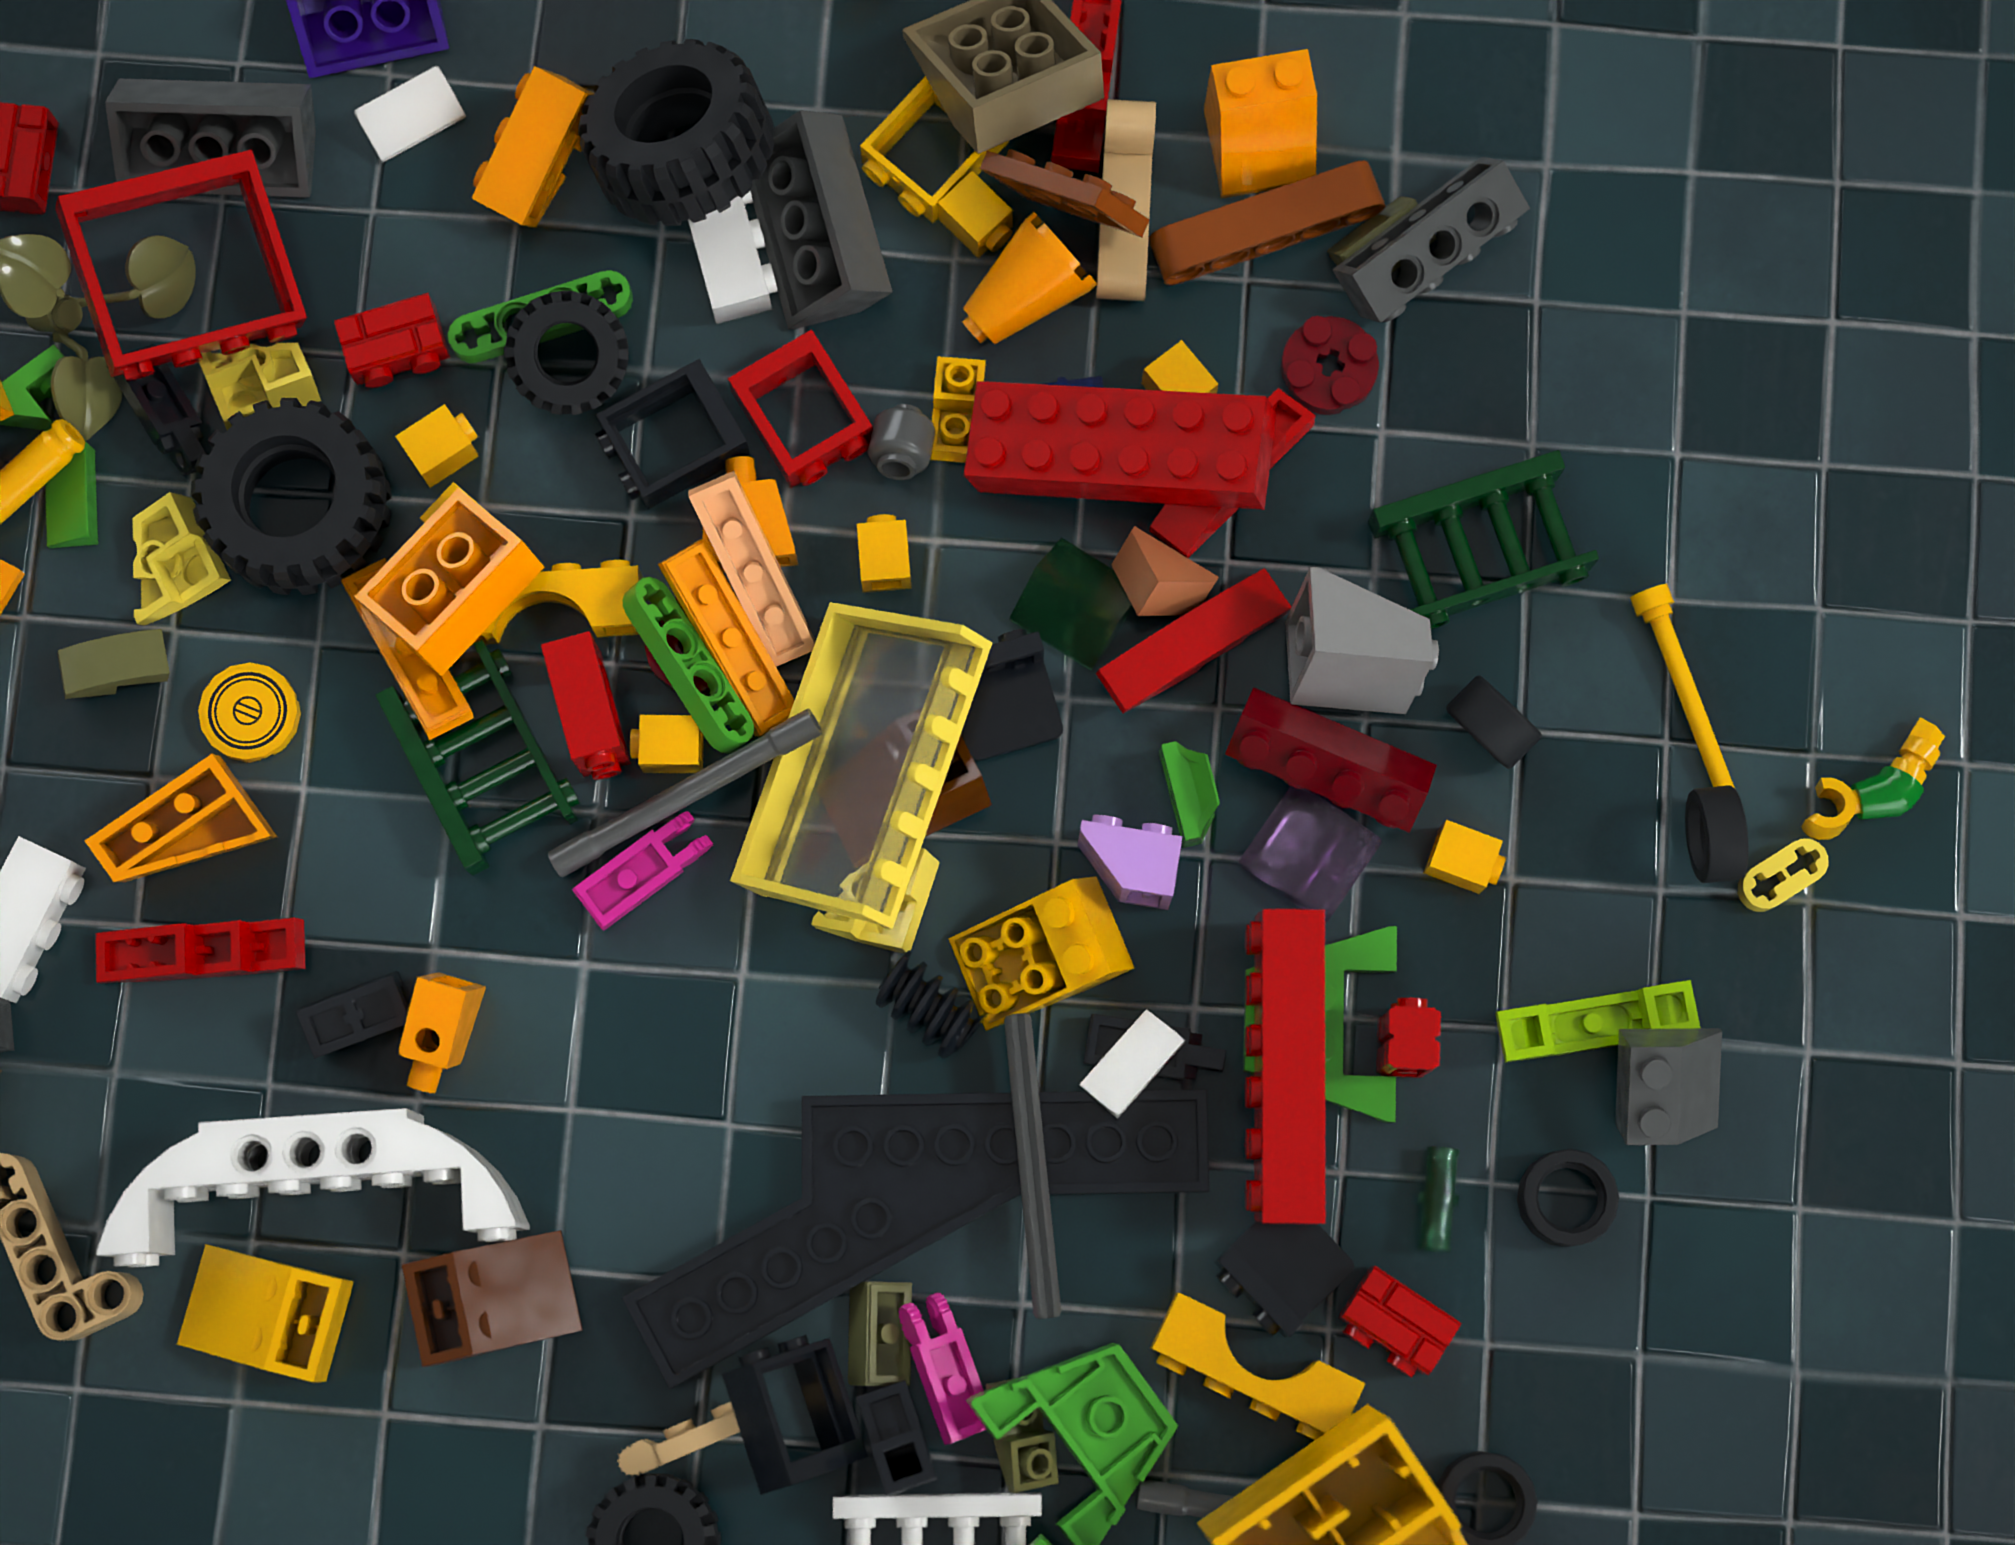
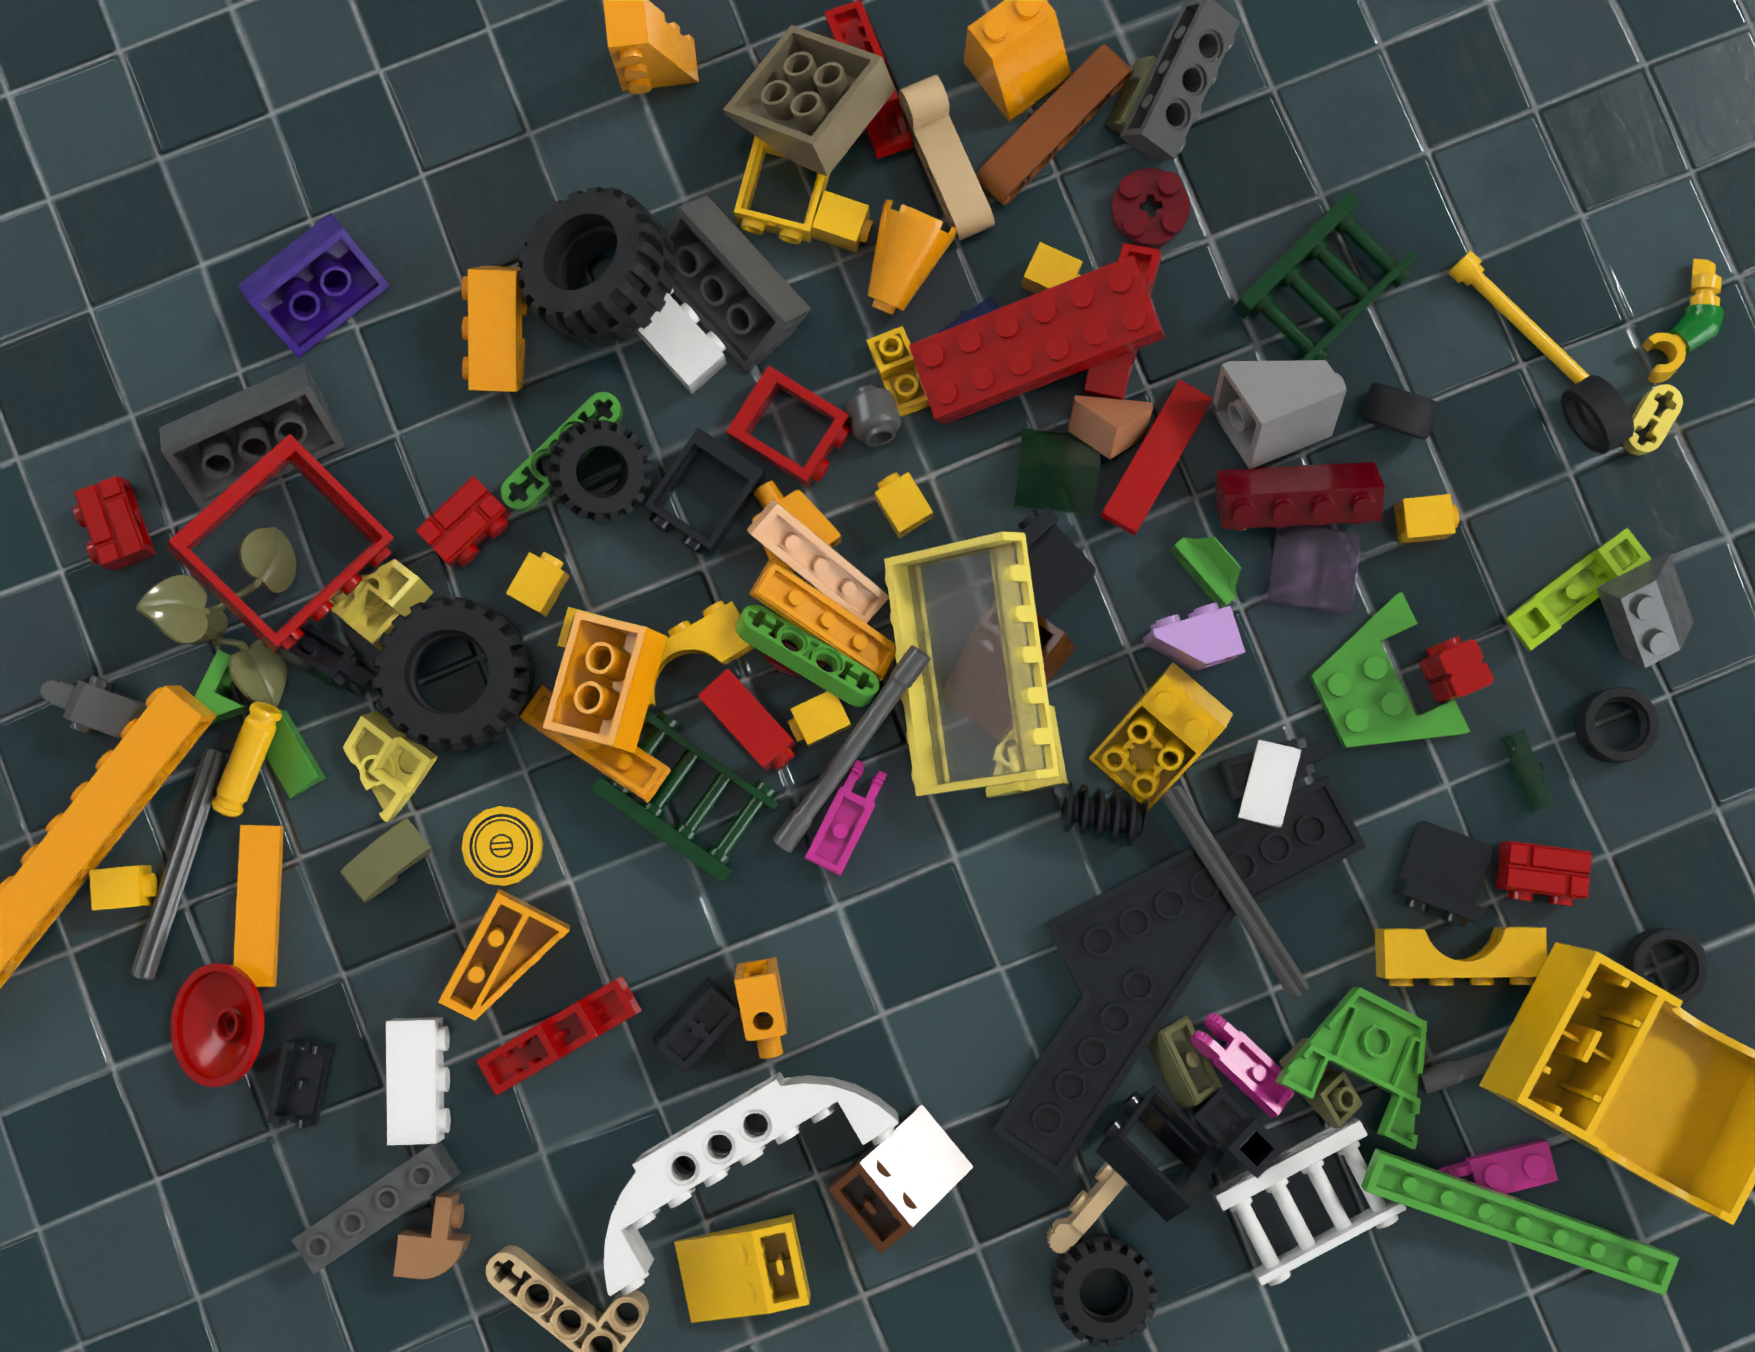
camera: 25 degrees left, 5 degrees up
(409, 113) = (387, 348): white slope -> none
(1057, 189) = (900, 173): dark orange plate -> none
(1287, 1066) = (1385, 734): red brick -> none

